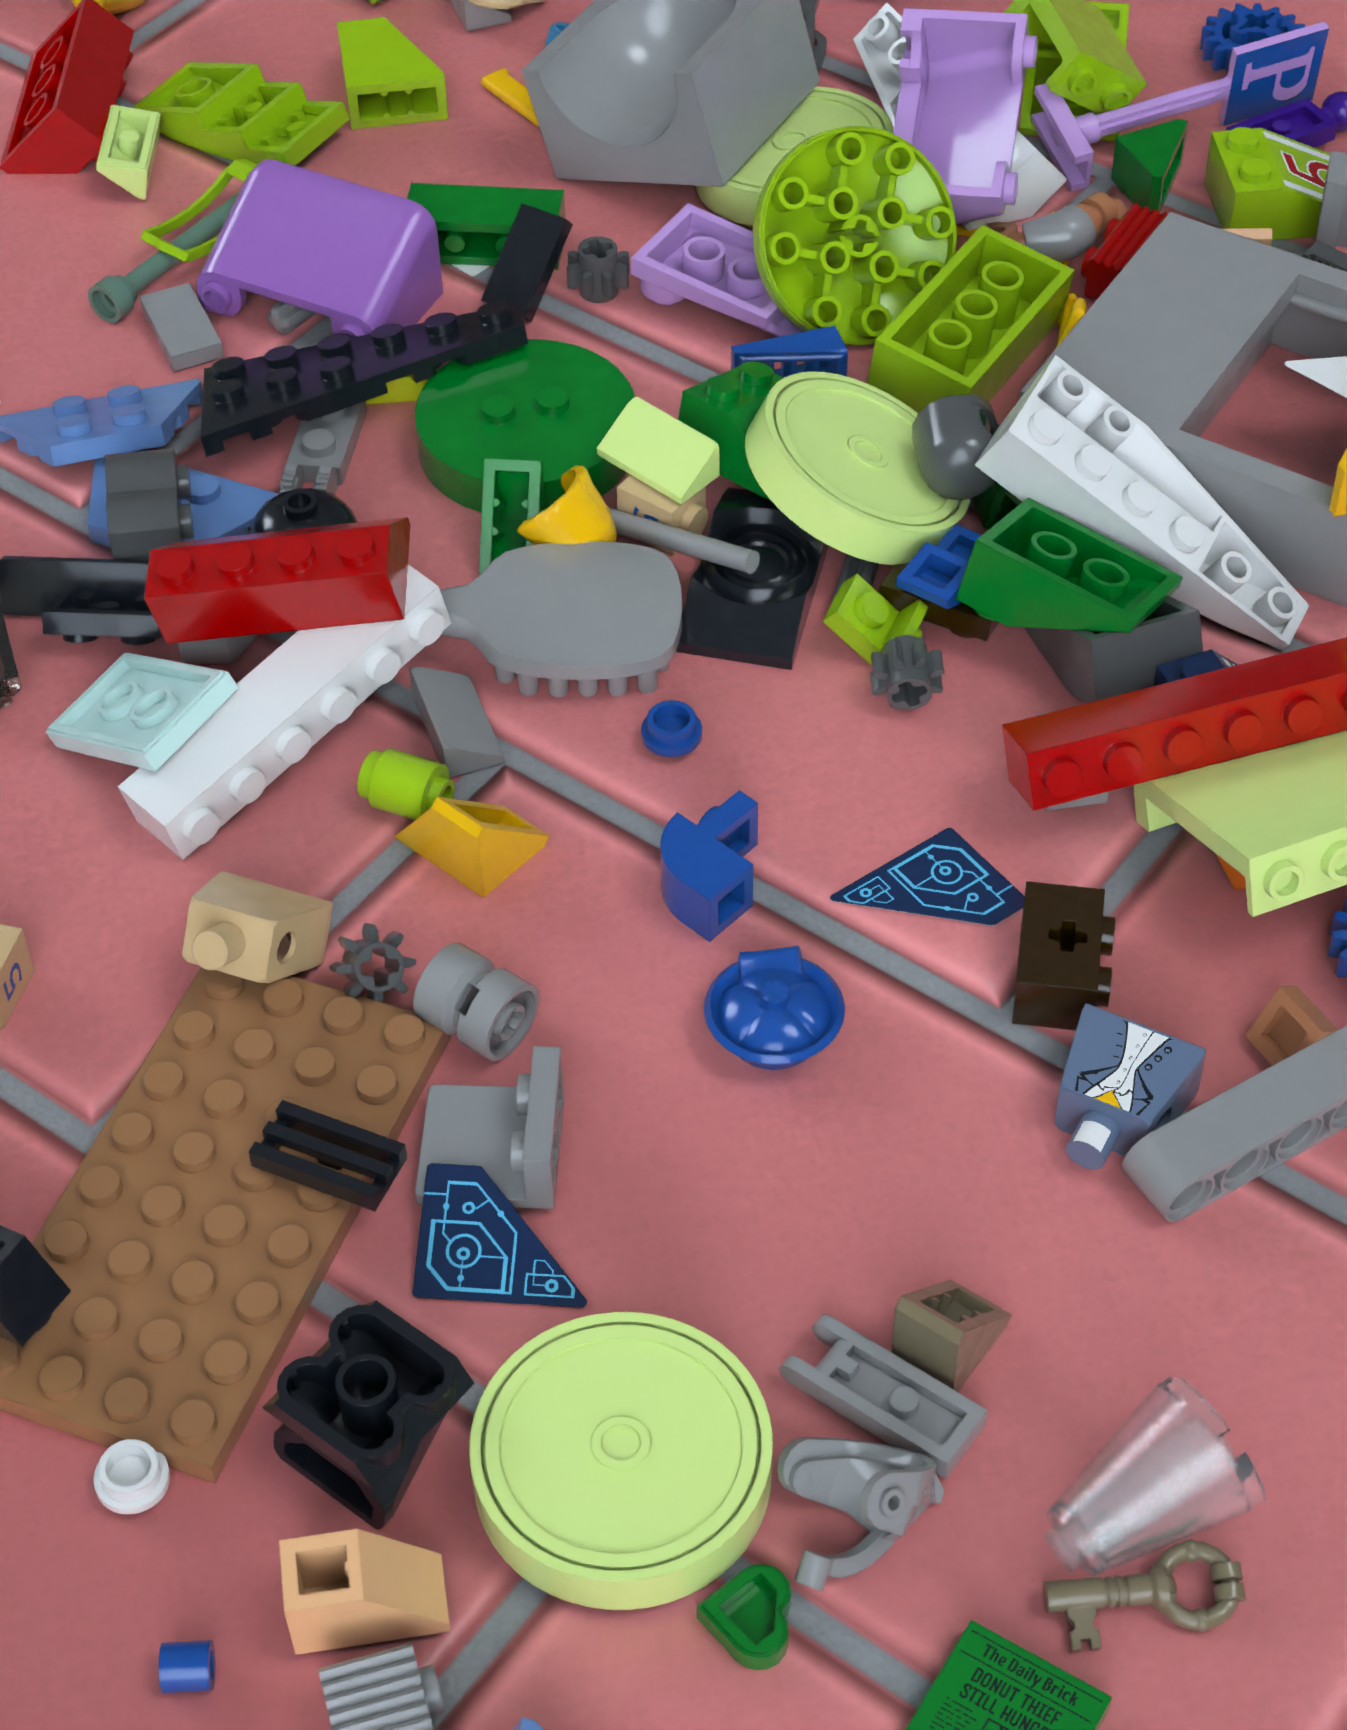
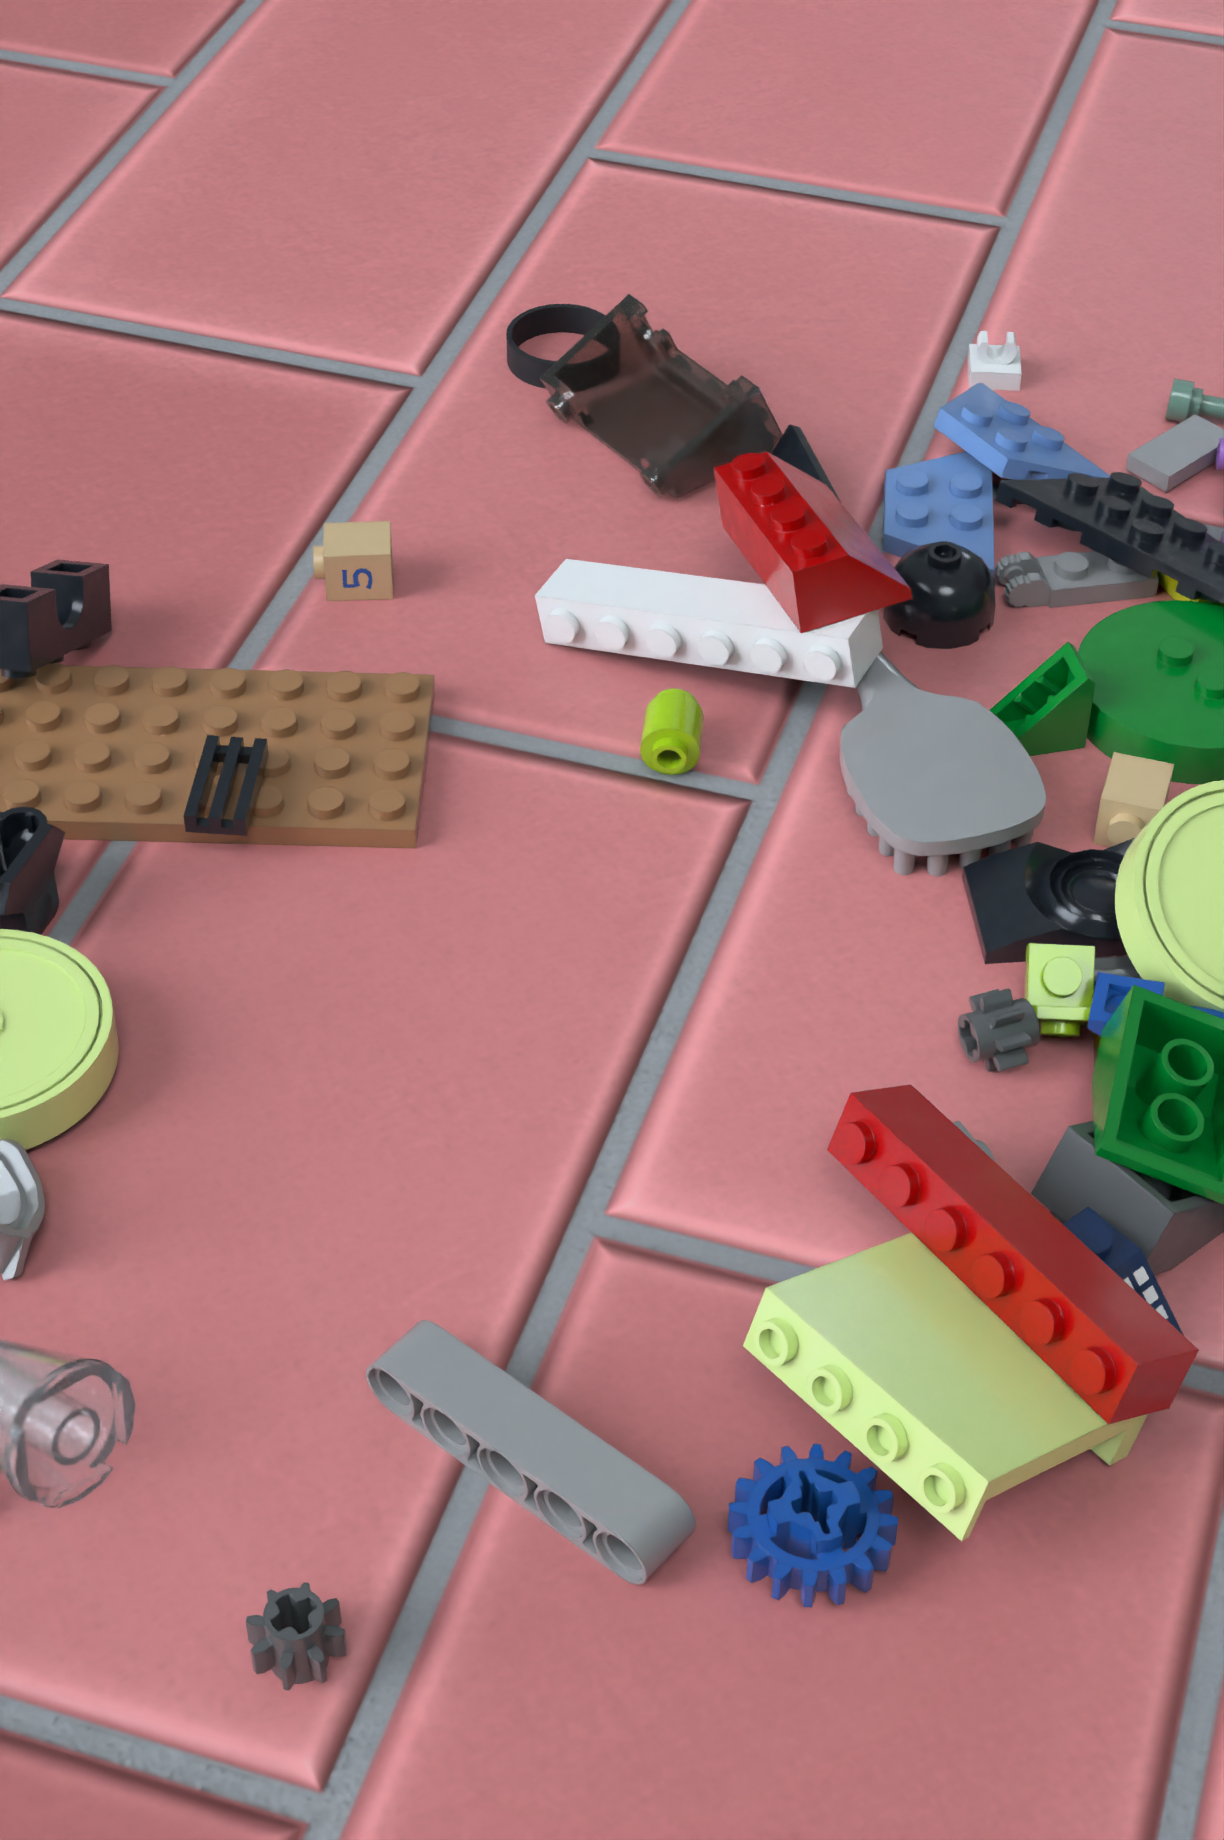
camera: 70 degrees right, 5 degrees down
(141, 710) = (658, 547): light aqua tile -> none
(146, 502) = (897, 476): dark grey brick -> none
(243, 928) = (445, 675): tan torso -> none
(361, 951) = (450, 763): dark grey gear -> none
(455, 720) = (775, 743): light grey slope -> none
(474, 841) = (630, 794): yellow slope -> none
(479, 1003) = (432, 833): light grey wheel -> none
(481, 1247) = (186, 914): dark blue sticker -> none
(502, 1129) = (296, 893): light grey bracket -> none
(574, 517) = (1055, 735): yellow hair -> none
(661, 451) = (1165, 759): yellowish green slope -> none
(671, 729) = (839, 887): blue plate -> none
(685, 542) = (1082, 814): light grey bar -> none
(704, 866) = (668, 936): blue brick -> none
(774, 1008) = (508, 1031): blue piece -> none
(887, 1396) = (93, 1212): light grey hinge -> none
(938, 880) = (747, 1135): dark blue sticker -> none
(946, 1331) = (174, 1231): dark tan slope -> none
(1061, 955) = (666, 1228): dark brown brick -> none
(1122, 1085) = (512, 1305): sand blue torso -> none
(1288, 1025) = (649, 1438): nougat tile -> none

